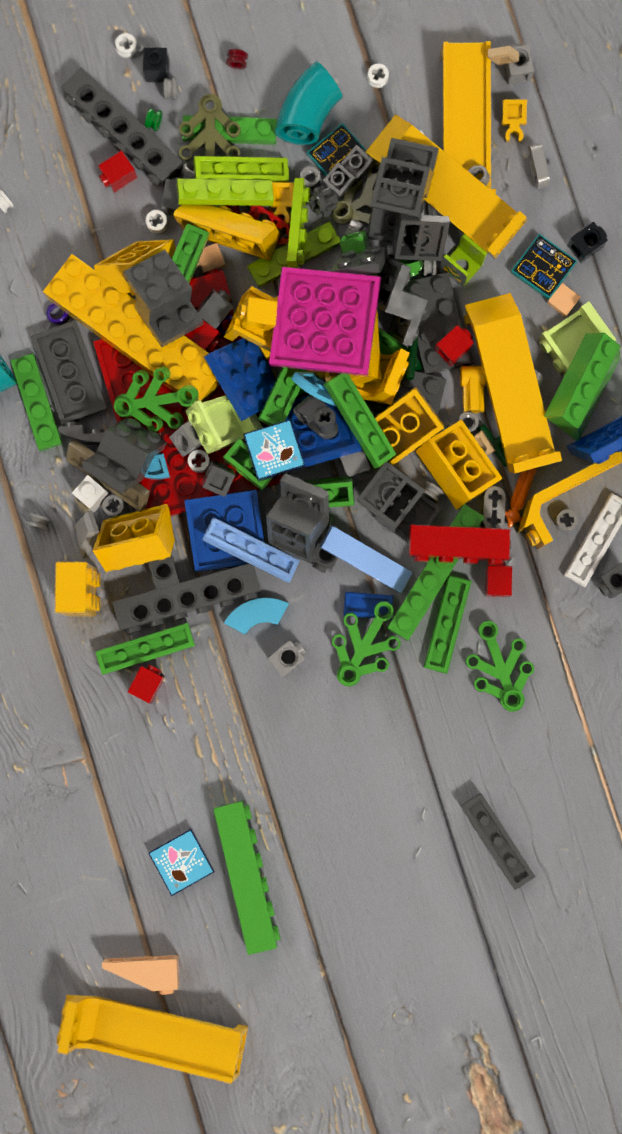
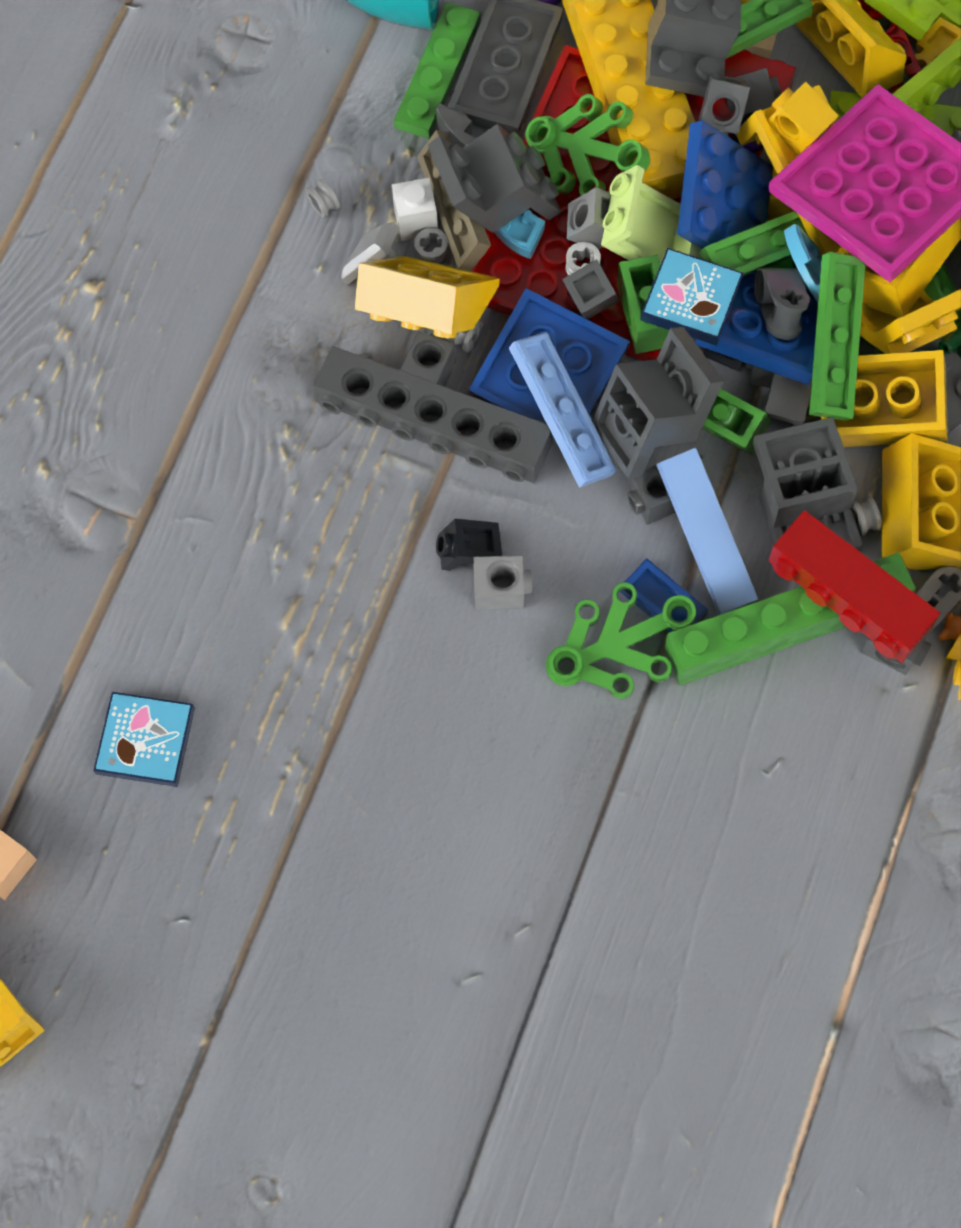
camera: 40 degrees right, 15 degrees down
(77, 589) = (300, 292): yellow brick -> none
(145, 648) = (326, 439): bright green plate -> none
(146, 683) = (291, 480): red brick -> none
(204, 324) = (725, 87): none -> dark grey brick
(211, 258) = (792, 51): light nougat tile -> none
(246, 878) = (210, 822): bright green brick -> none
(255, 612) = (506, 500): medium azure tile -> none
(257, 649) = (467, 539): none -> black bracket
(447, 624) = (754, 702): bright green tile -> none
(497, 841) = (596, 1047): dark grey plate -> none
(498, 581) = (871, 693): red brick -> none
(501, 670) = (784, 818): bright green plant -> none

